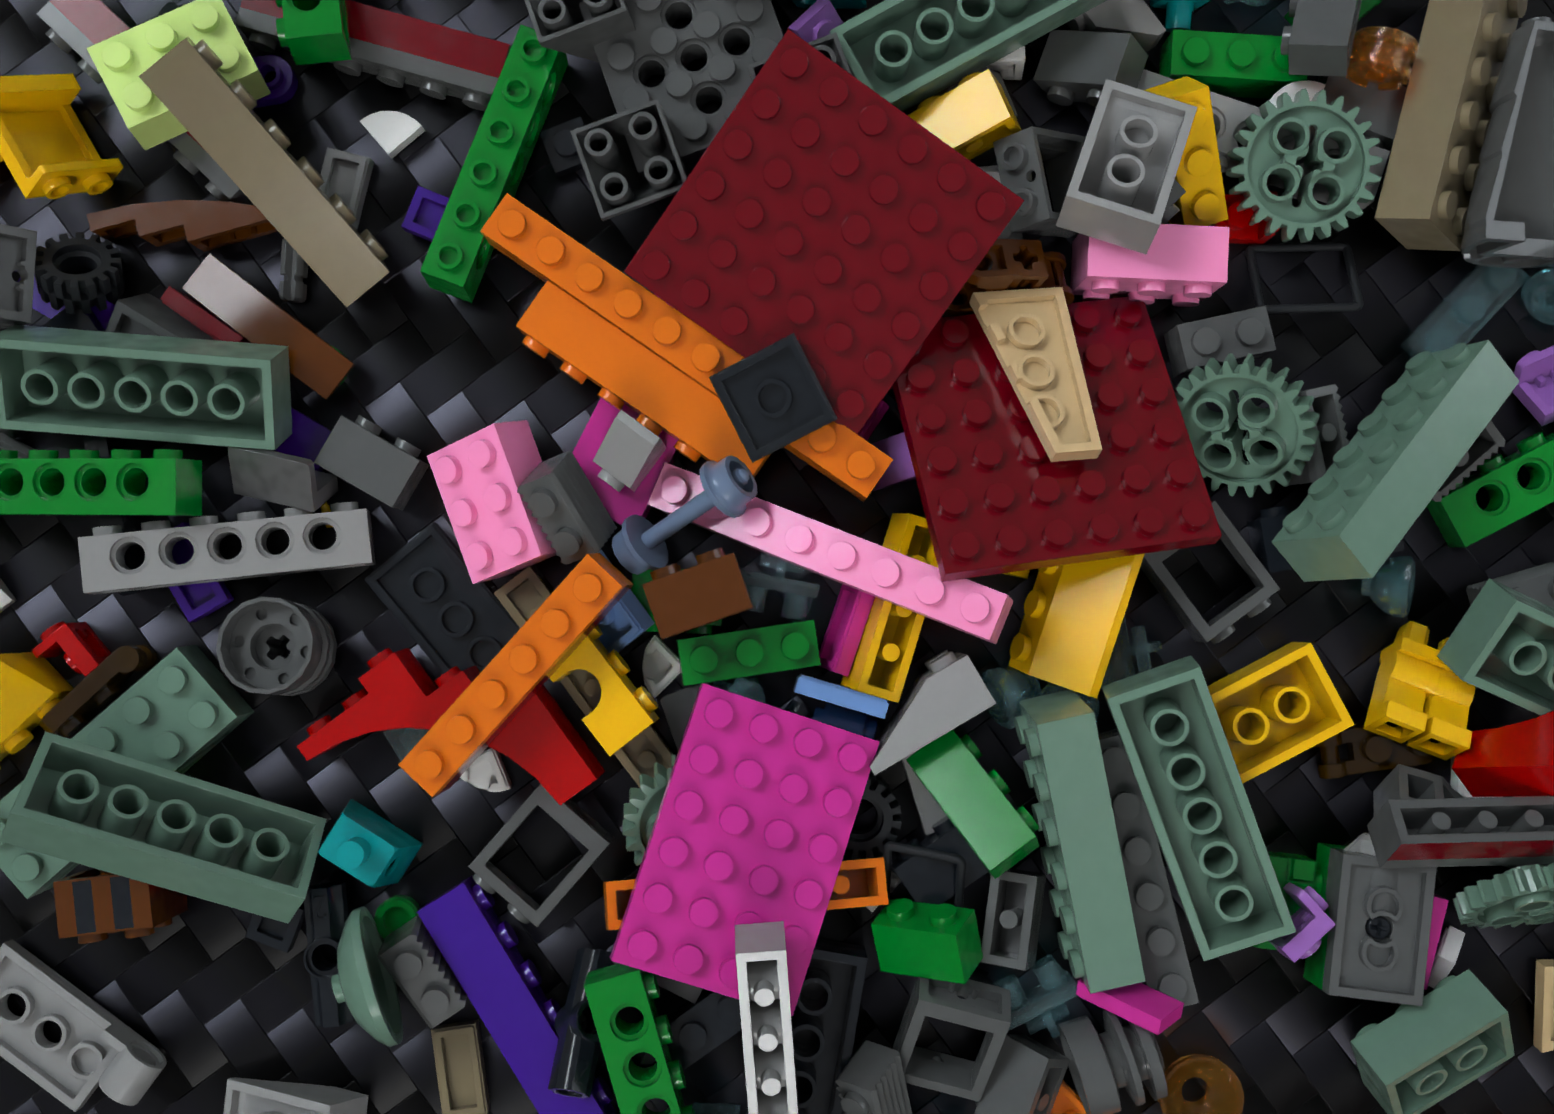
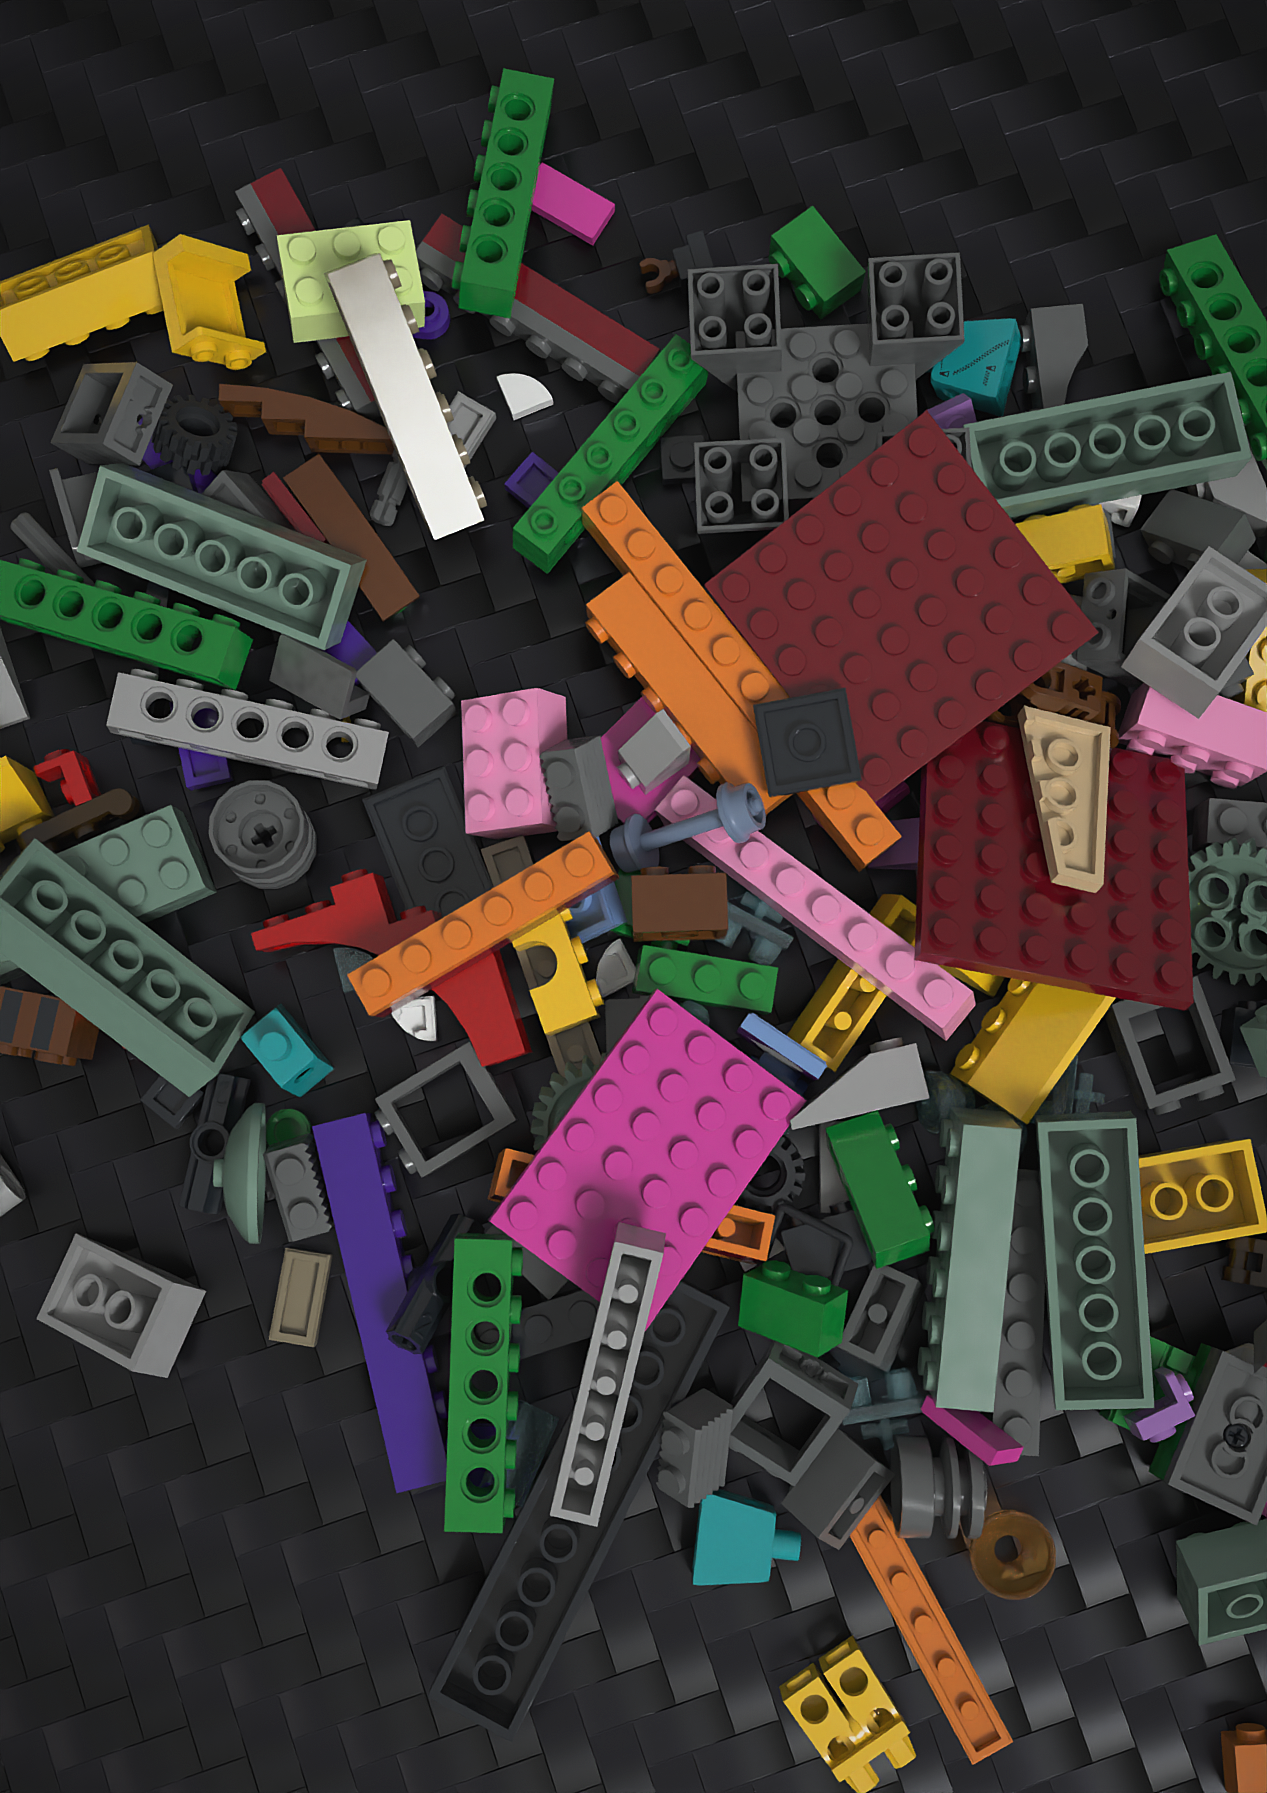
camera: 20 degrees right, 5 degrees down
(845, 630) = (804, 988): dark pink tile -> none

